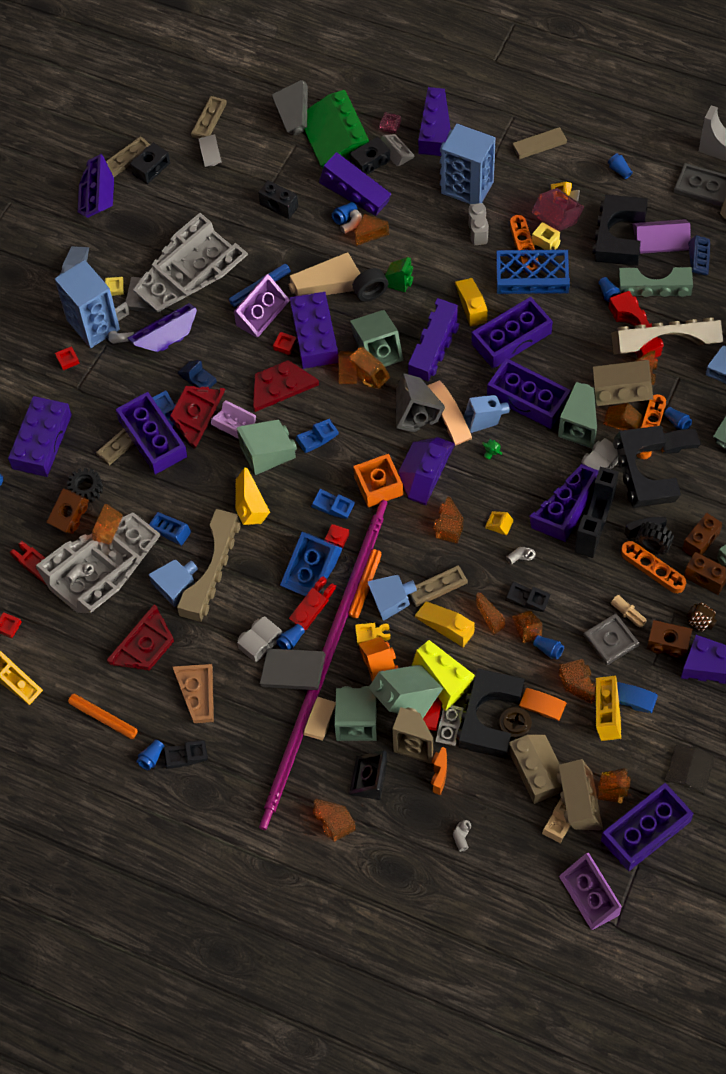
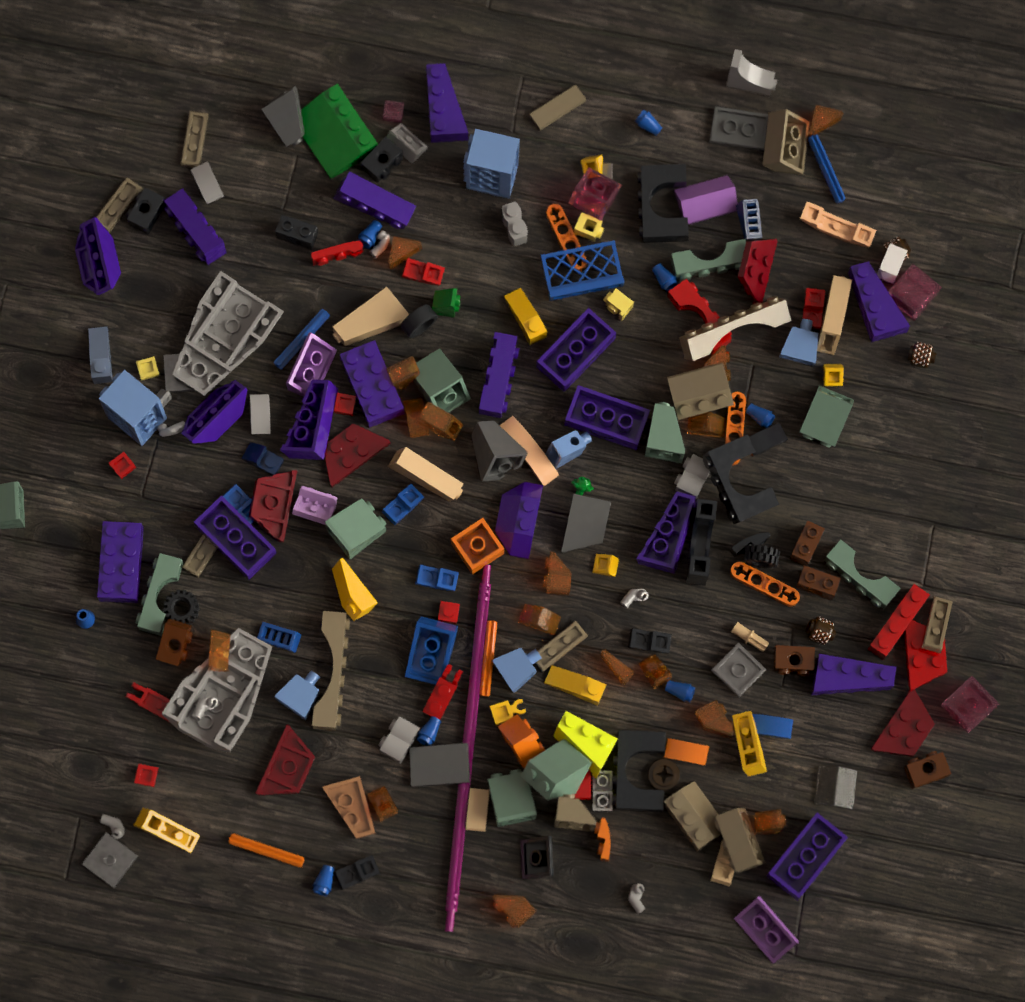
camera: 20 degrees left, 15 degrees up
(80, 451) = (166, 571): none -> sand green arch
(189, 181) = (195, 227): none -> dark purple wedge
(204, 337) = (260, 413): none -> light grey slope
(228, 696) = (382, 803): none -> clear orange slope
(250, 350) = (313, 422): none -> dark purple wedge
(310, 221) = (337, 252): none -> red hinge
(344, 322) = (403, 373): none -> clear orange slope
(344, 411) = (425, 474): none -> tan slope
(384, 251) = (422, 272): none -> red slope
(425, 557) = (540, 618): none -> clear orange slope
(487, 480) = (585, 523): none -> dark grey slope
(561, 303) = (618, 303): none -> light yellow brick
(698, 291) = (756, 267): none -> dark red wing

